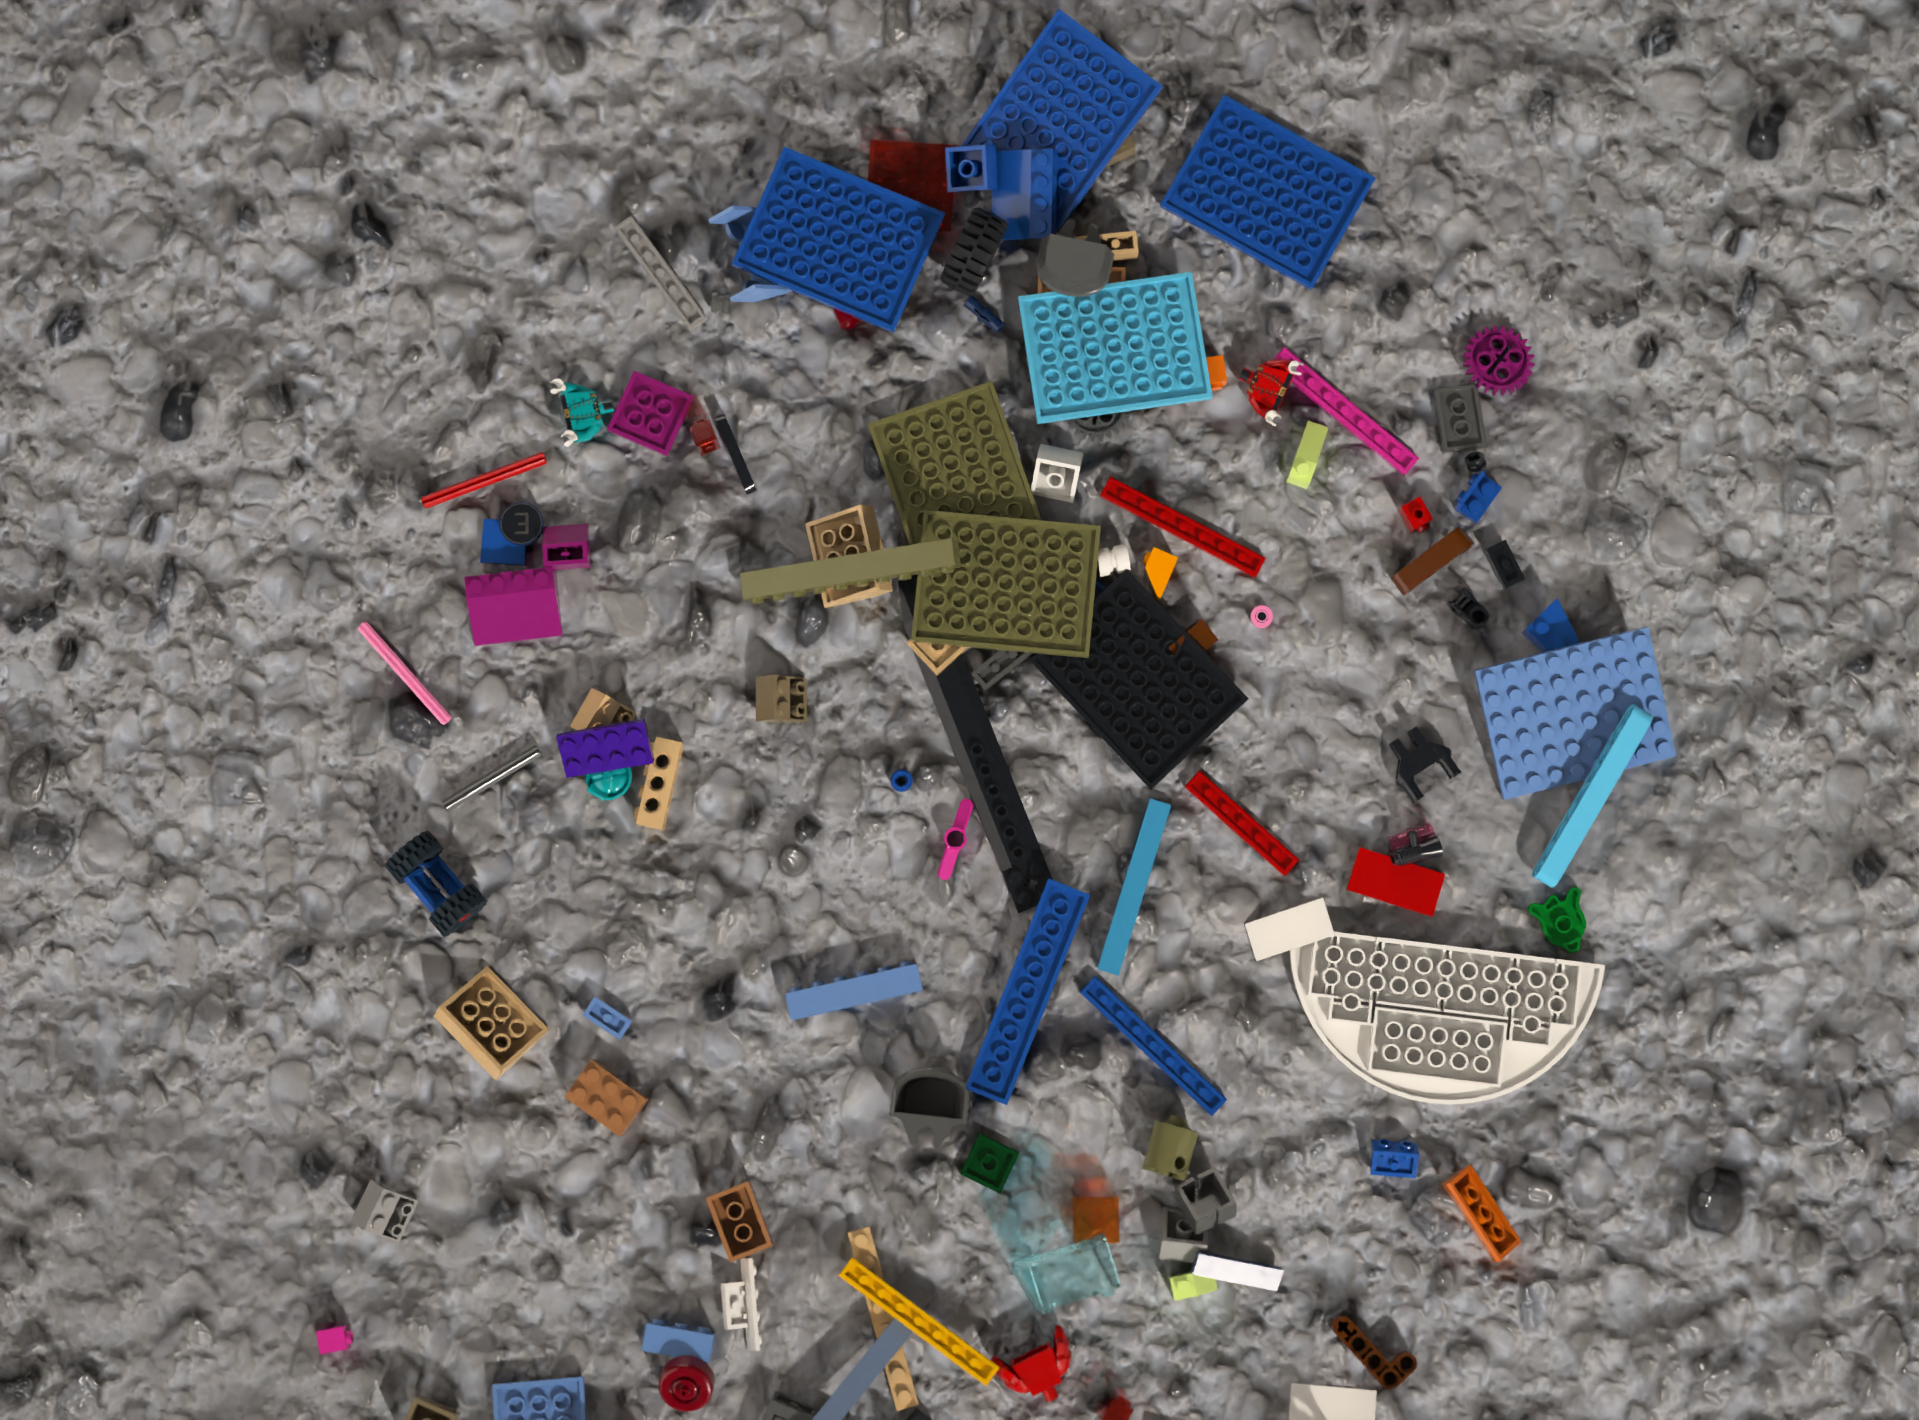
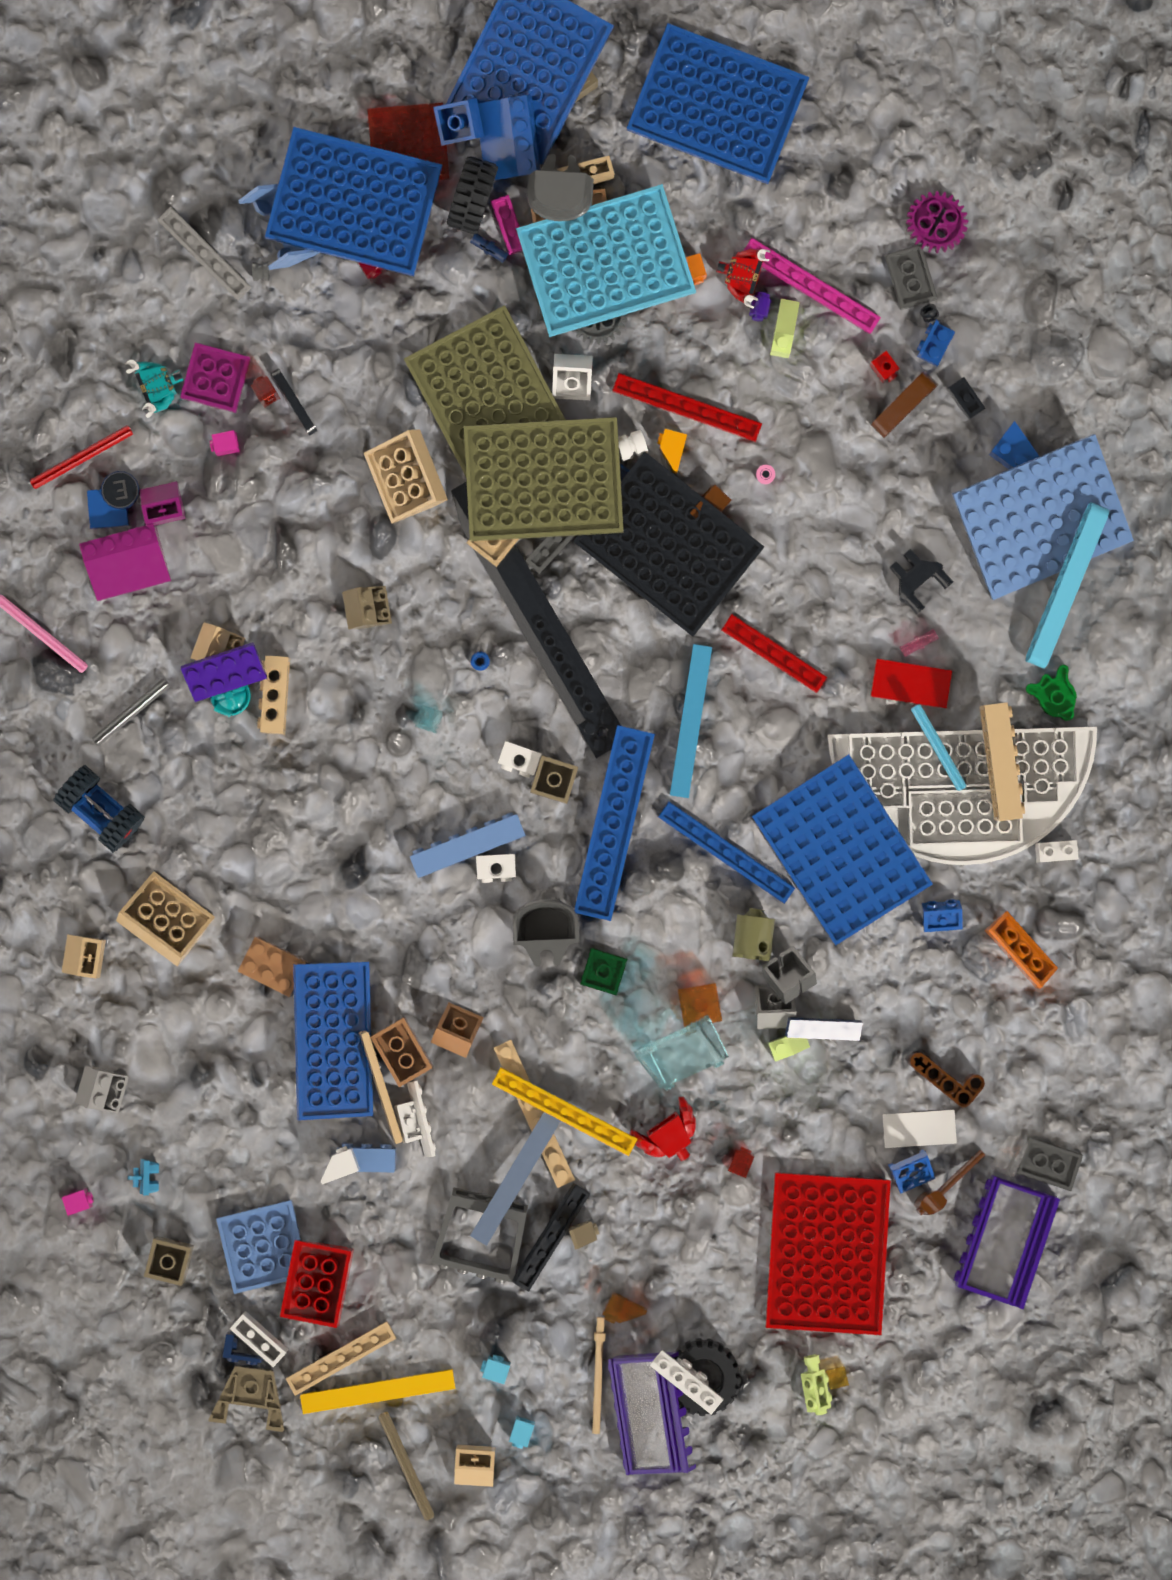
camera: 10 degrees left, 5 degrees up
(389, 1052) = (83, 956): none -> tan slope
(417, 1332) = (146, 1167): none -> dark azure hips
(607, 1018) = (262, 899): medium blue plate -> none
(647, 1344) = (341, 1165): none -> white slope
(649, 488) = (224, 443): none -> dark pink brick
(661, 1195) = (329, 1052): none -> blue plate
(686, 1383) = (378, 1192): dark red wheel -> none
(709, 1259) = (380, 1085): none -> tan tile
(808, 1205) = (457, 1029): none -> medium nougat slope
(832, 838) = (429, 719): none -> clear light blue piece
(850, 570) = (409, 488): olive brick -> none
(869, 1020) = (484, 867): none -> white brick
(919, 891) = (531, 757): none -> white brick
(951, 853) = (531, 716): dark pink piece -> none
(966, 930) = (554, 779): none -> dark tan brick
(1009, 290) = (507, 222): none -> dark pink tile
(1284, 426) = (761, 307): none -> dark purple brick
(1288, 1063) = (842, 849): none -> blue plate
(1289, 929) = (827, 737): white sticker -> none
(1416, 852) = (925, 655): black piece -> none
(1417, 960) = (938, 747): none -> medium azure axle
(1468, 608) = (940, 440): black piece -> none
(1489, 988) = (1001, 761): none -> tan brick
(1538, 1103) = (1056, 851): none -> white brick

